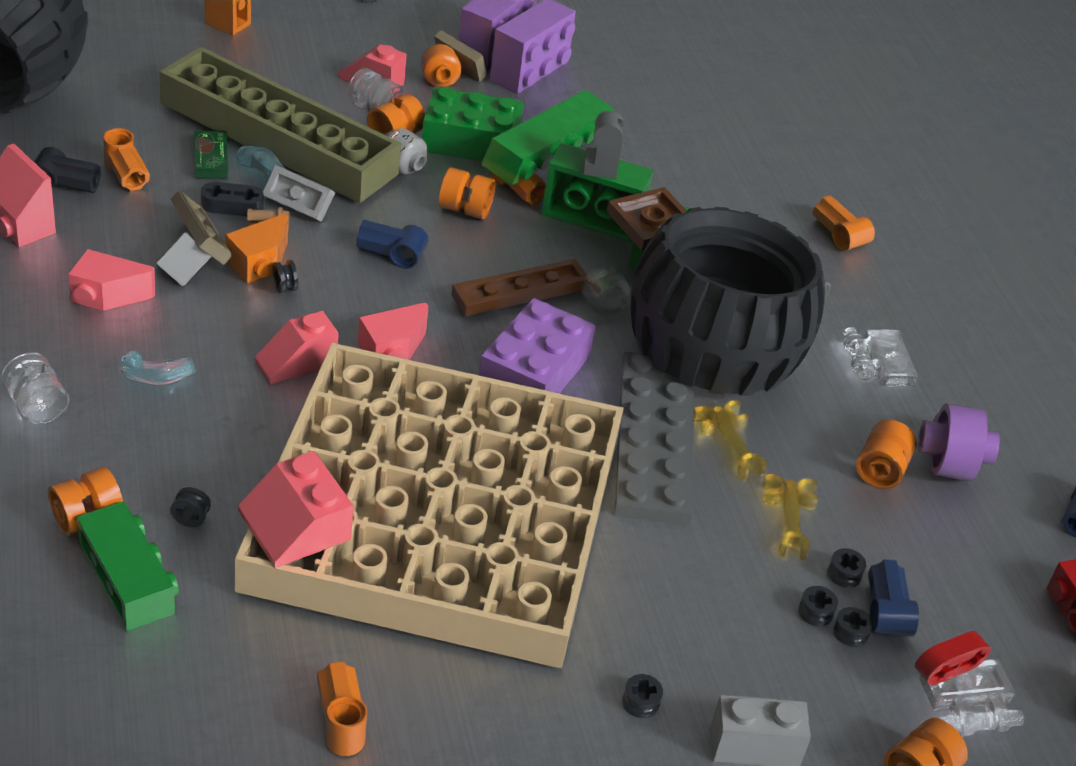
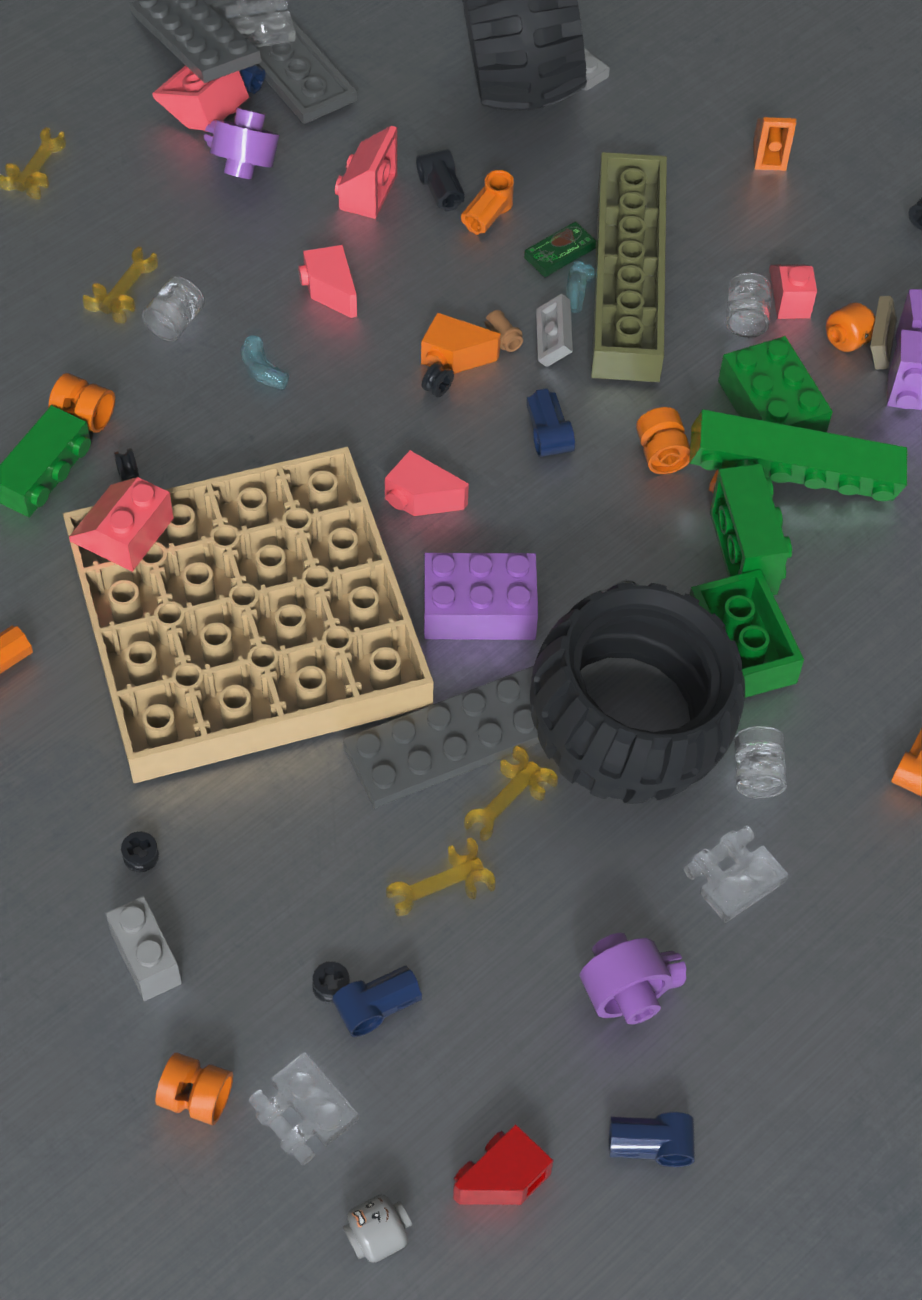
camera: 65 degrees right, 15 degrees up
(183, 258) = (402, 305): light grey panel -> none
(201, 227) = (441, 294): dark tan tile -> none
(231, 198) = (518, 292): black beam -> none
(297, 348) = (358, 430): coral slope -> none
(398, 113) = (722, 337): orange wheel -> none
(412, 152) = (683, 365): light grey head -> none
(518, 287) = (572, 541): reddish brown plate -> none
(608, 136) = (755, 489): dark grey leg -> none
(644, 213) = (720, 582): reddish brown plate -> none
(814, 615) = (342, 934): black bush -> none
(847, 558) = (398, 939): black bush -> none
(886, 454) = (571, 924): orange wheel -> none
(952, 658) = (314, 1066): red beam -> none

